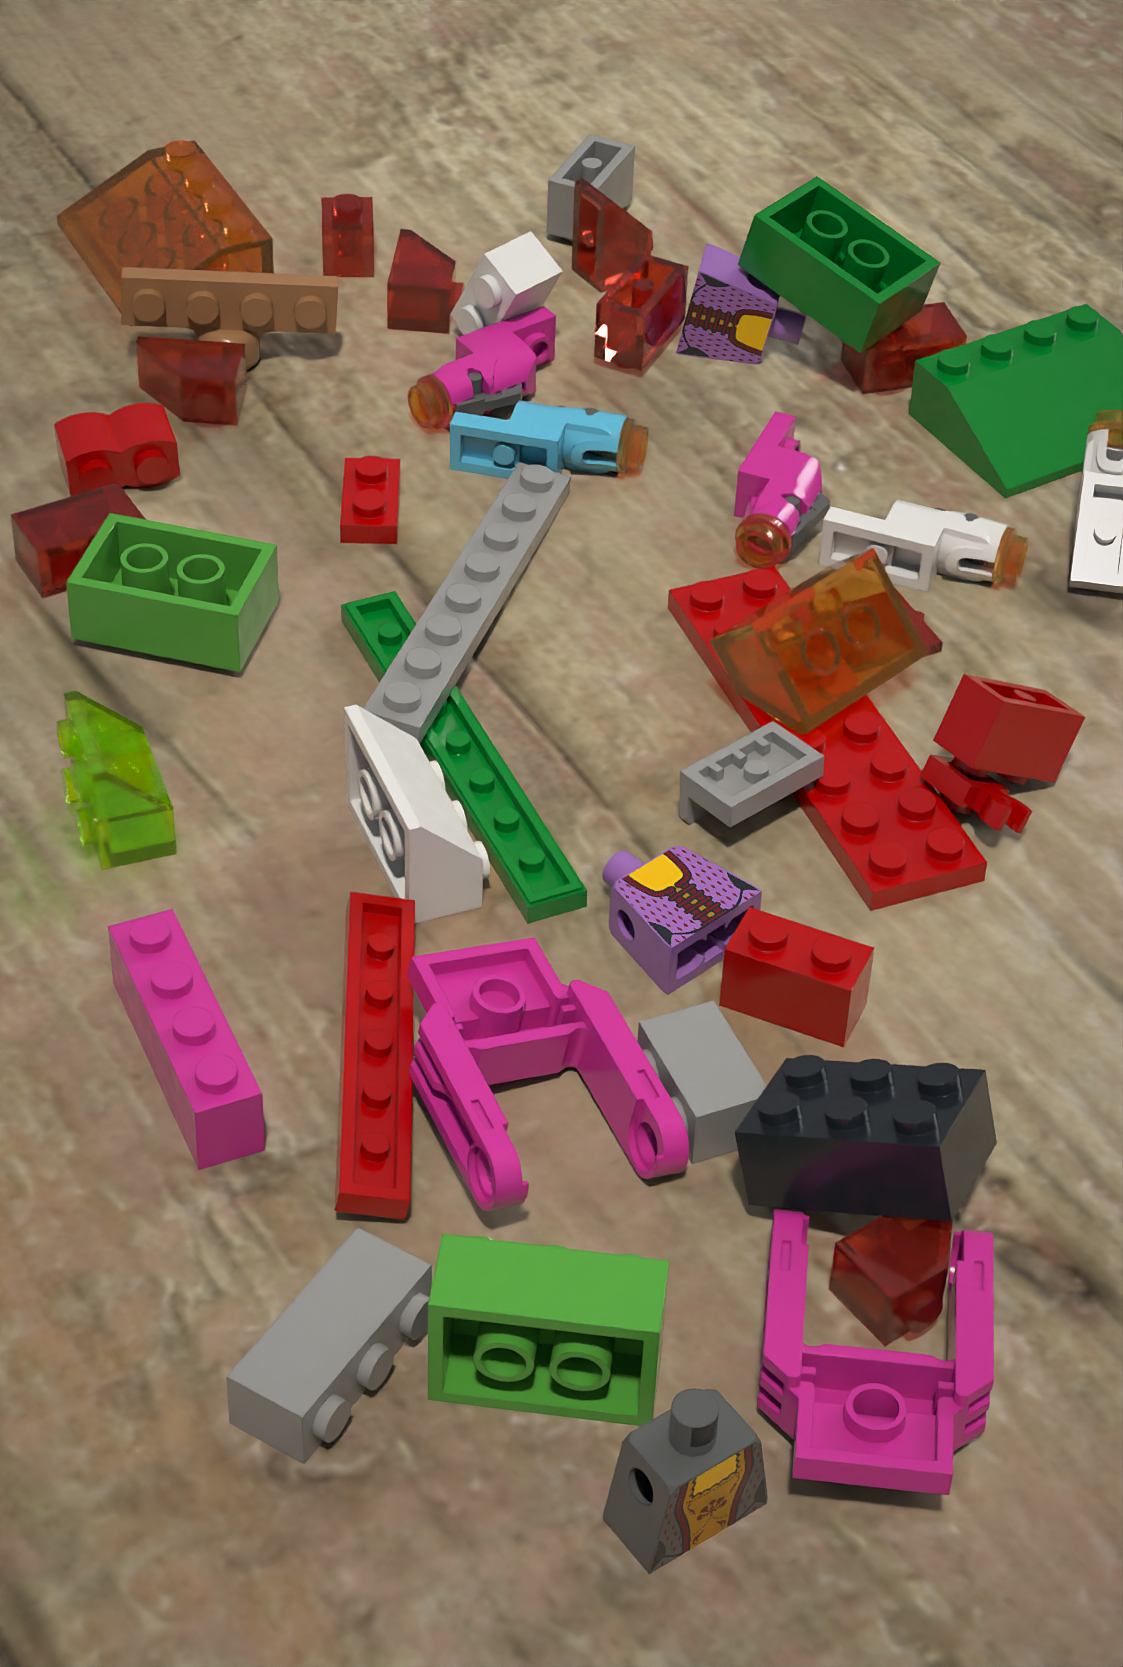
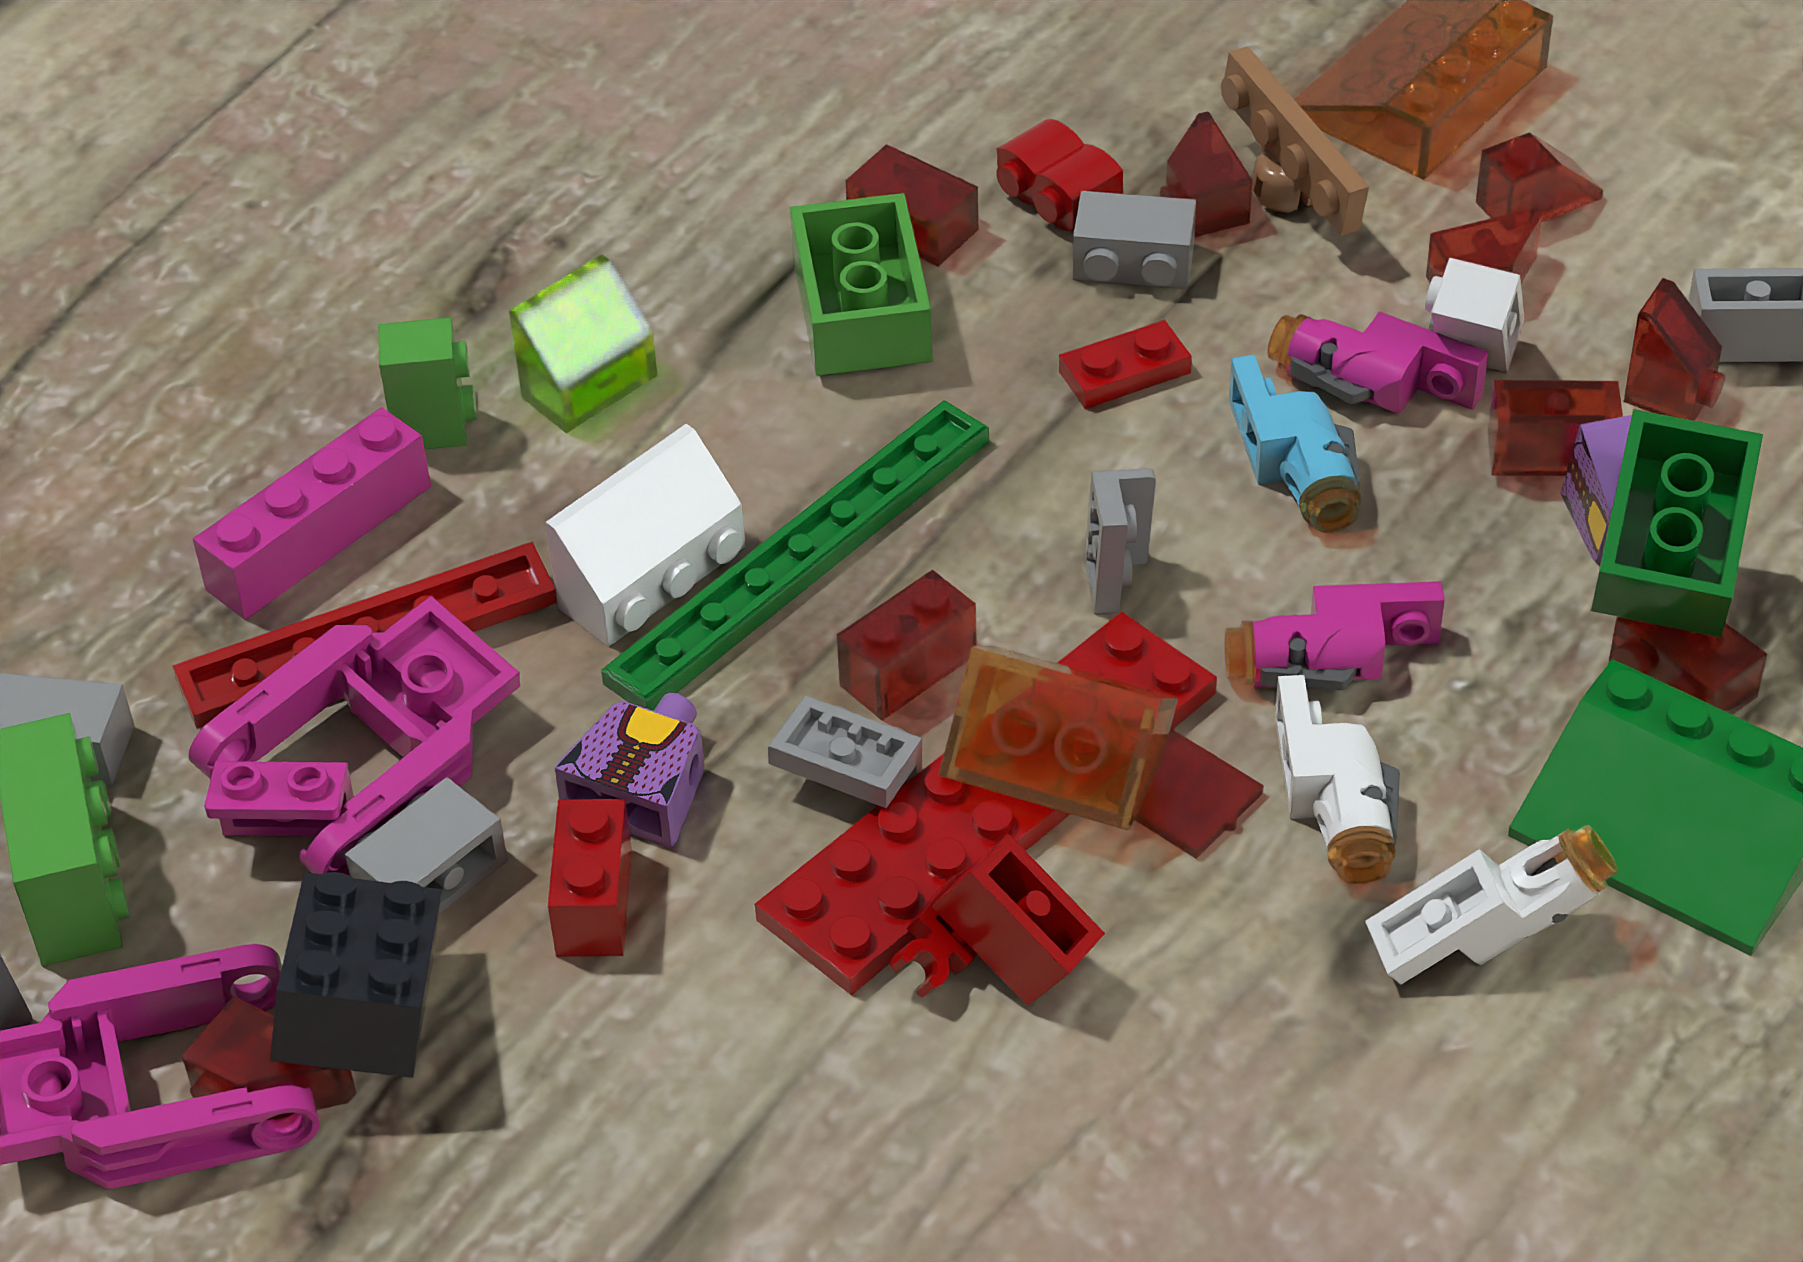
camera: 70 degrees right, 5 degrees up
(80, 891) = (423, 380): none -> bright green brick
(237, 438) = (1134, 239): none -> light grey brick
(468, 600) = (995, 476): light grey plate -> none
(583, 1153) = (277, 797): none -> dark pink bracket
(613, 550) = (1117, 532): none -> light grey bracket
(638, 709) = (906, 644): none -> clear red brick

